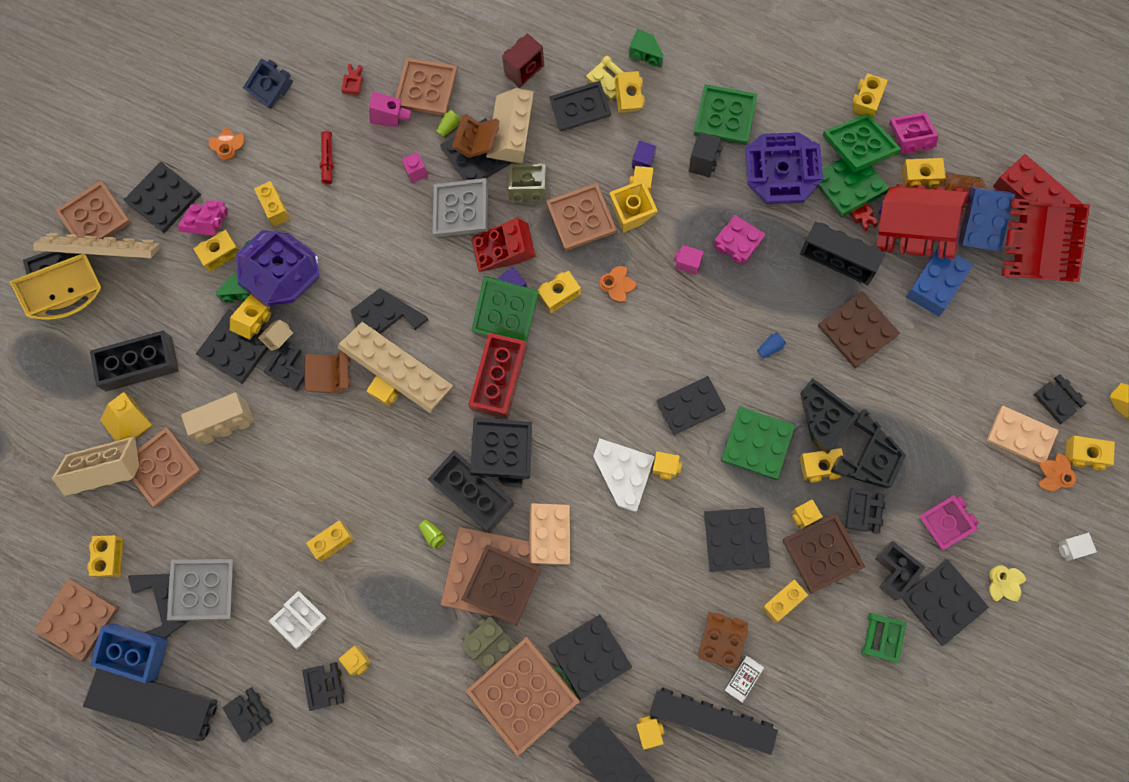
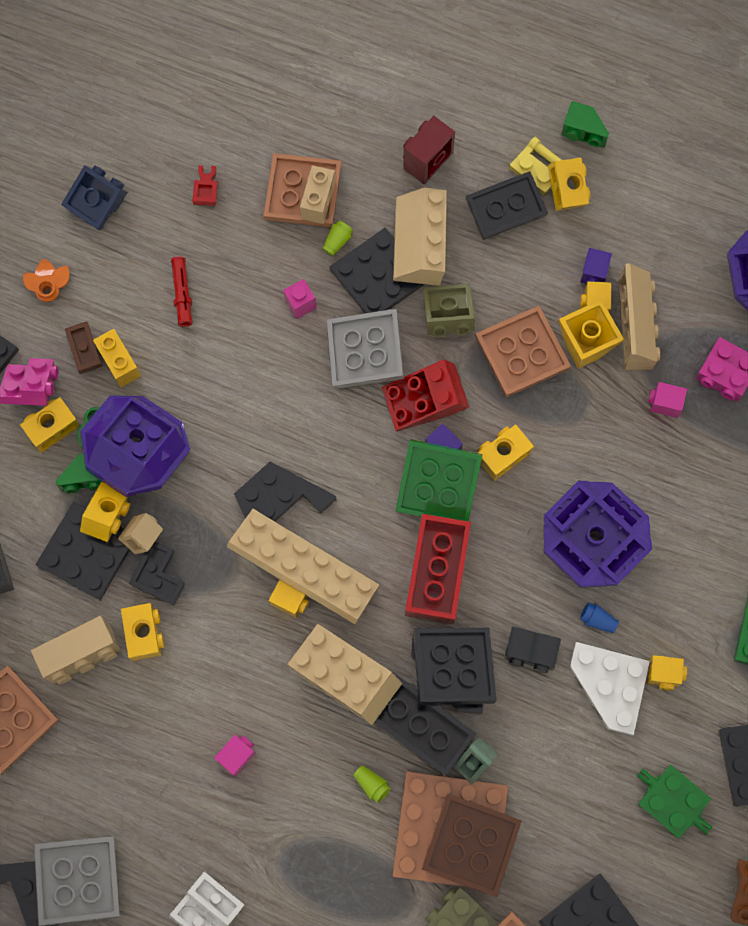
camera: 10 degrees left, 0 degrees up
(248, 198) = (83, 347): none -> reddish brown plate
(263, 400) = (133, 620): none -> yellow brick
(326, 373) = (214, 579): dark orange bracket -> none
(330, 505) = (236, 754): none -> dark pink brick
(330, 541) = (240, 803): yellow brick -> none
(386, 110) = (257, 225): dark pink torso -> none
(417, 449) = (345, 674): none -> tan brick
(434, 89) = (317, 194): none -> tan brick
(475, 137) = (378, 256): dark orange bracket -> none
(511, 521) = (475, 760): none -> sand green slope
(549, 534) = (525, 773): light nougat plate -> none
(564, 441) = (532, 649): none -> black brick
(615, 338) = (600, 509): none -> dark purple piece
(618, 421) = (598, 618): none -> blue cone
(620, 284) = (582, 436): orange plate -> none
(663, 564) = (674, 801): none -> green plate
(671, 196) = (638, 319): none -> tan slope
(690, 405) = (688, 590): black plate -> none
(705, 155) = (675, 261): black brick -> none
(726, 114) = (694, 206): green plate -> none

